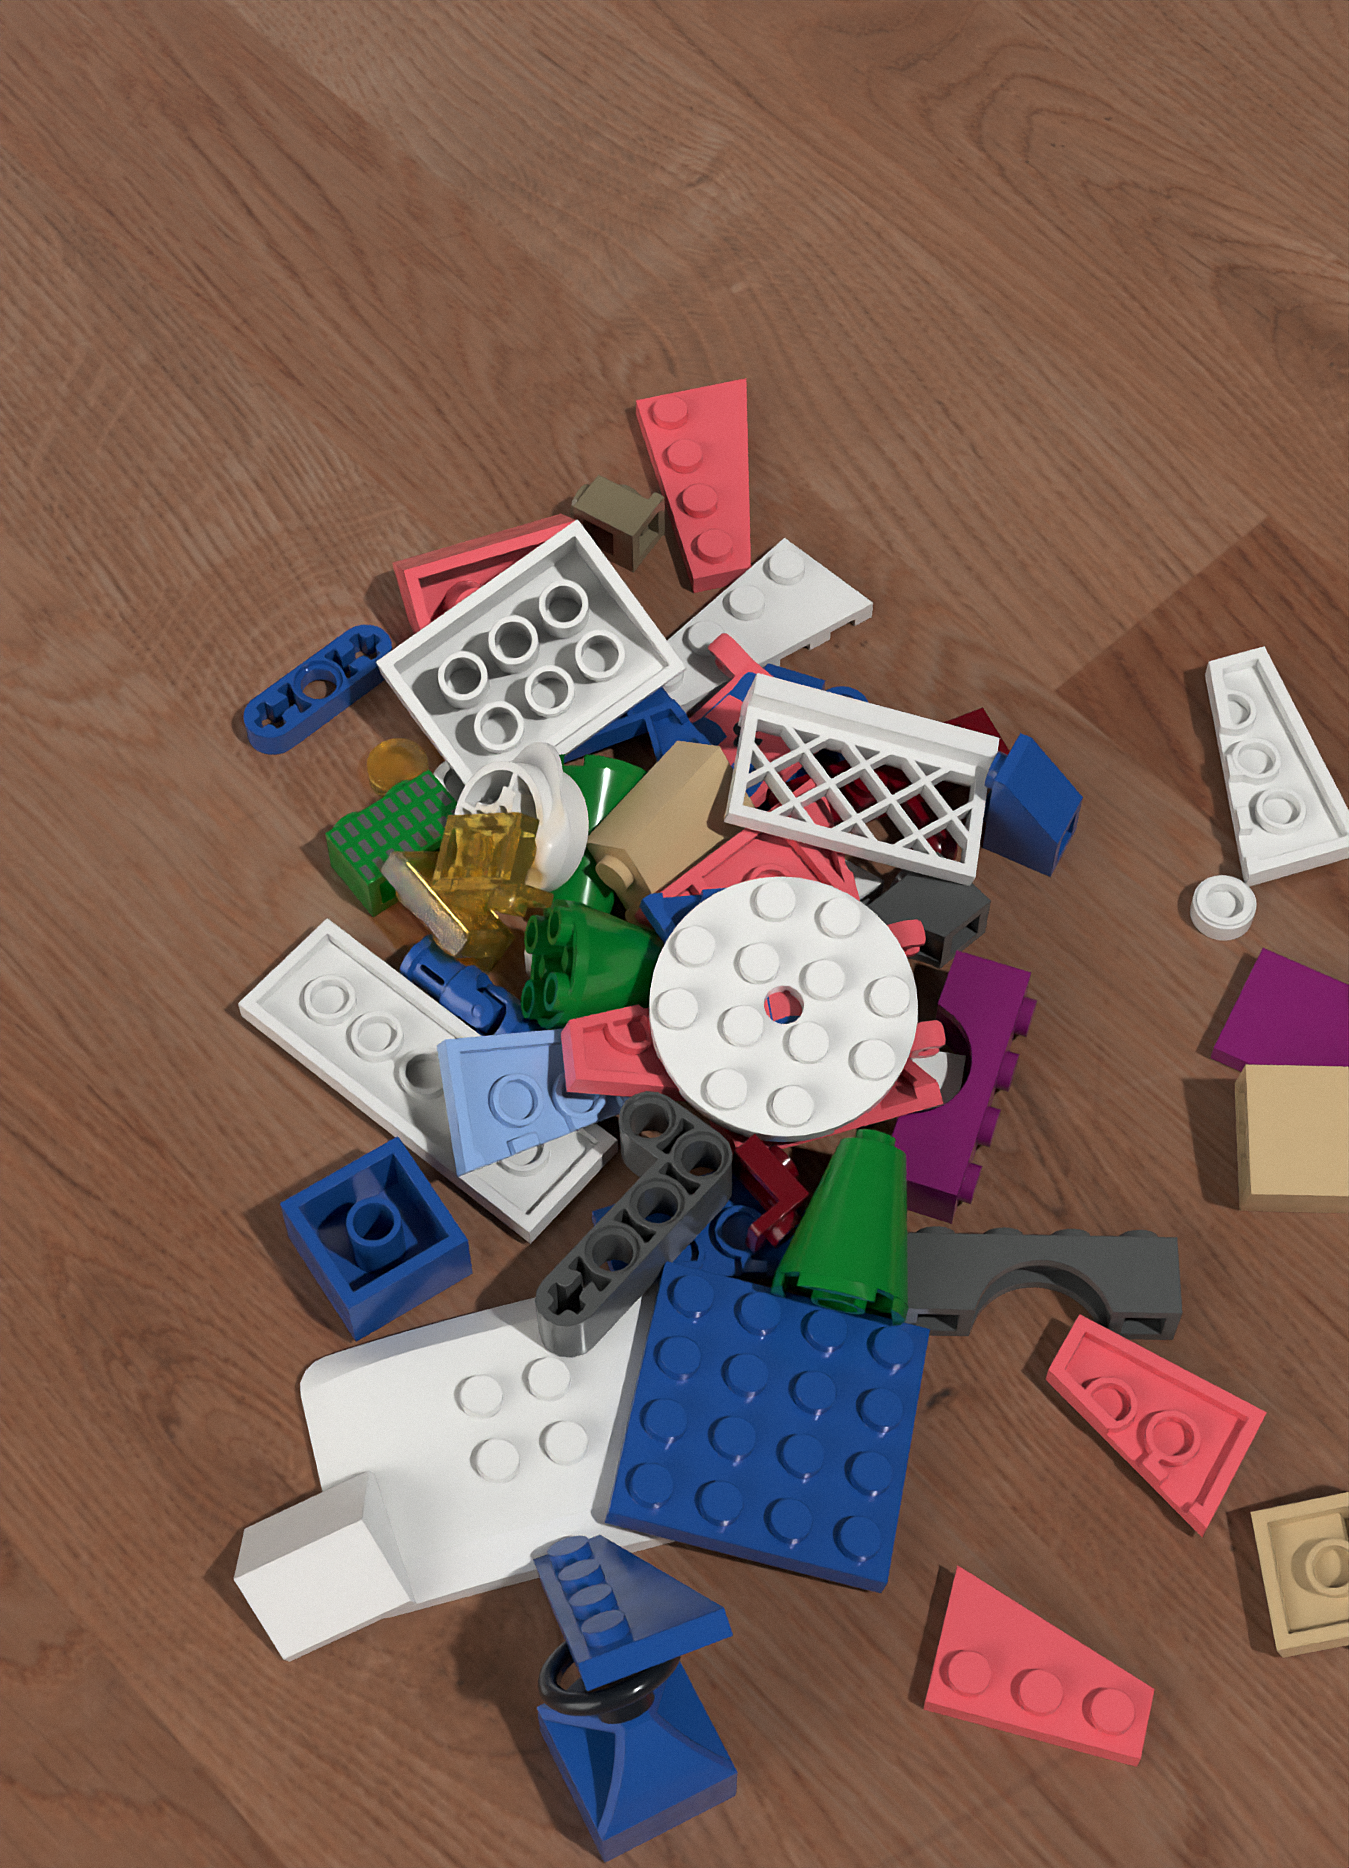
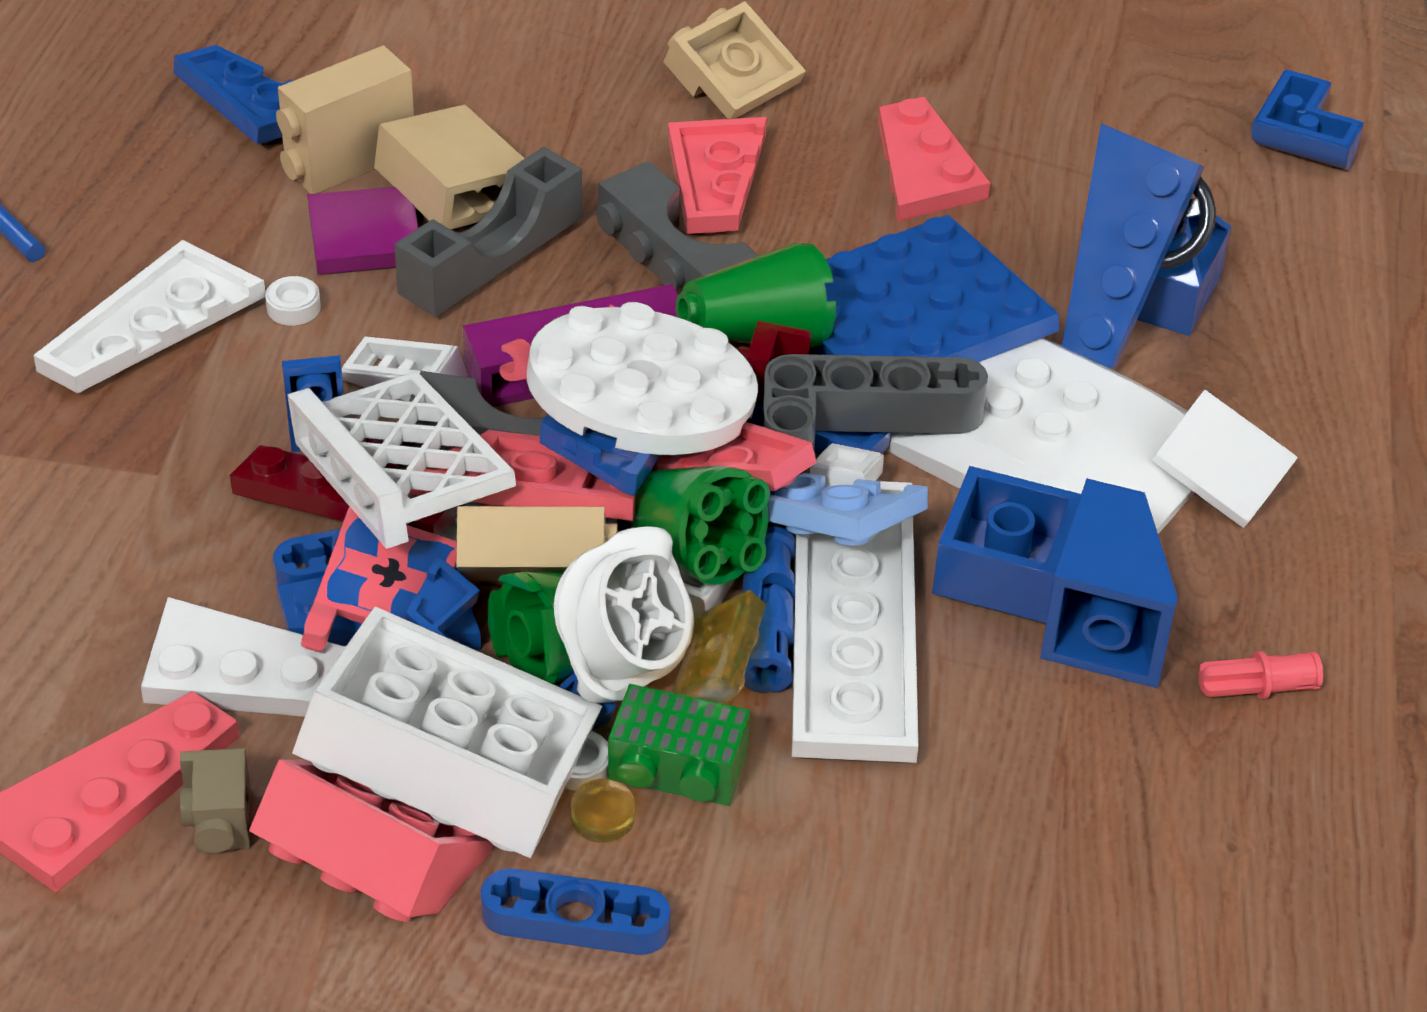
camera: 130 degrees left, 15 degrees down
(69, 1358) = (1261, 674): none -> coral axle
(243, 1267) = (1111, 589): none -> blue slope
(487, 863) = (692, 576): clear yellow bracket -> none
(584, 1177) = (846, 464): none -> white tile
(1002, 941) = (408, 354): none -> white slope
(1192, 1156) = (534, 206): none -> dark grey arch

